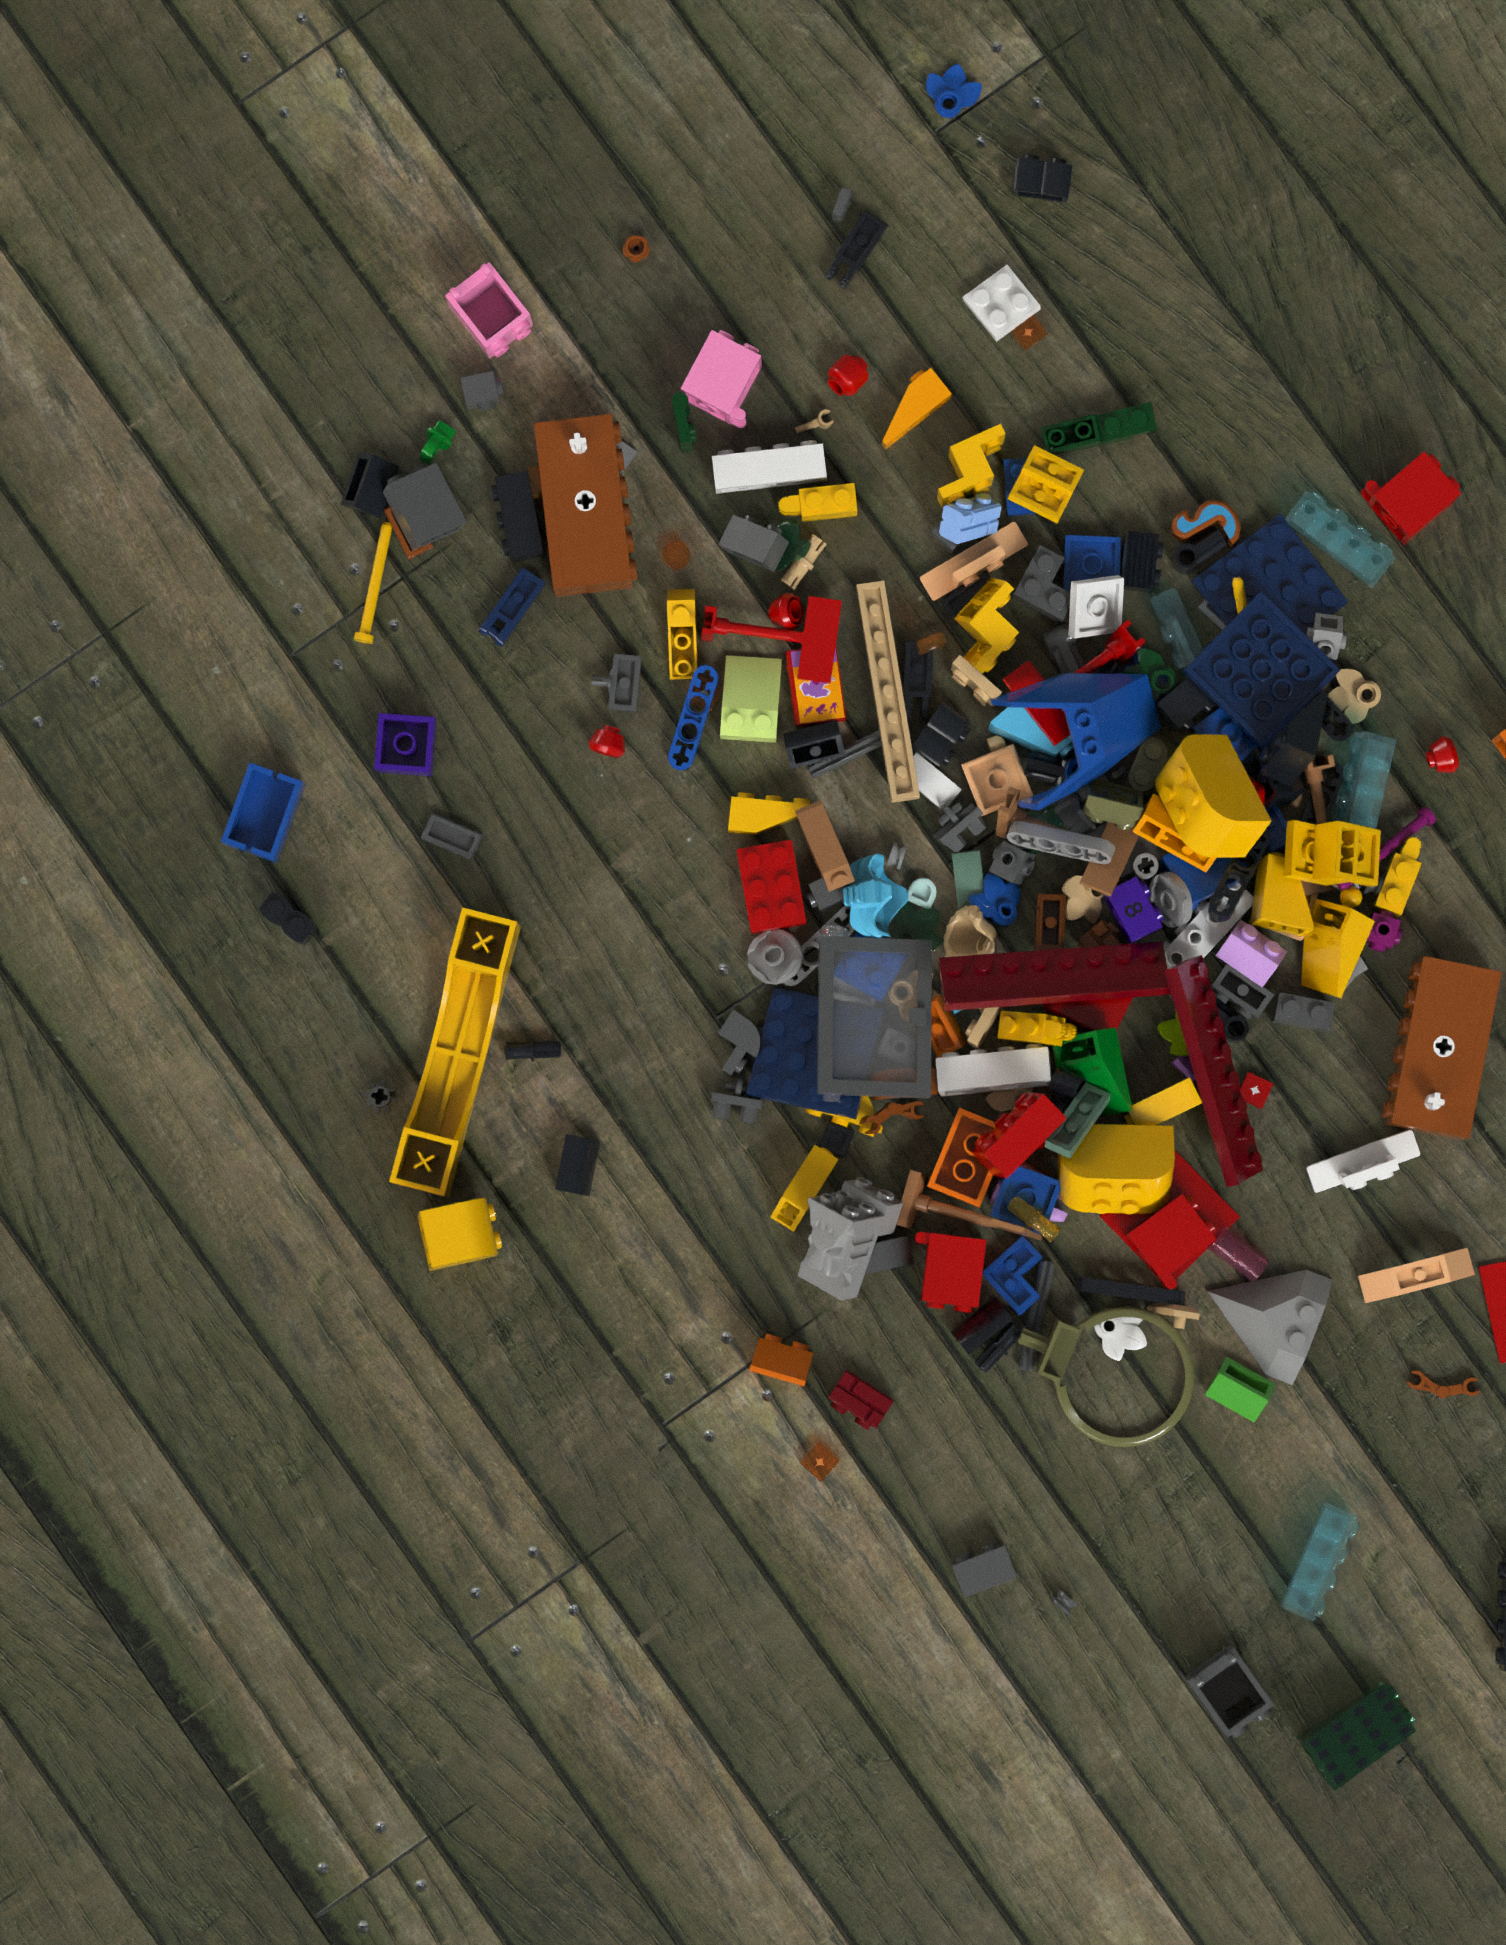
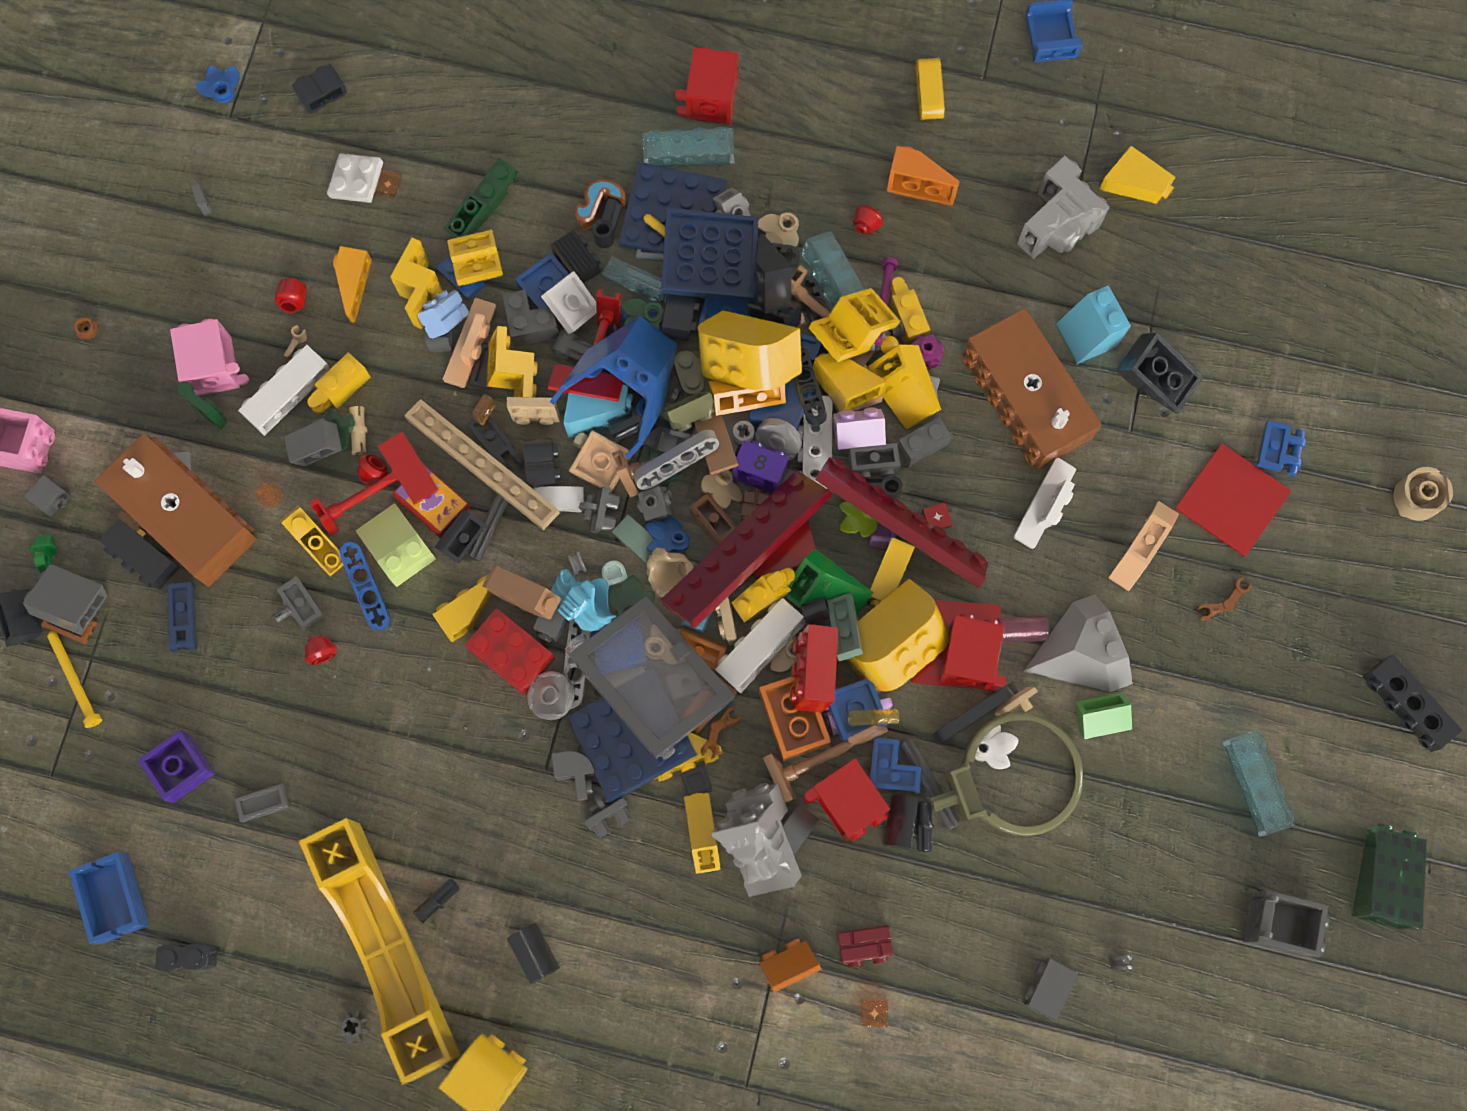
camera: 50 degrees left, 10 degrees down
(857, 247) = (233, 217): black hinge -> none

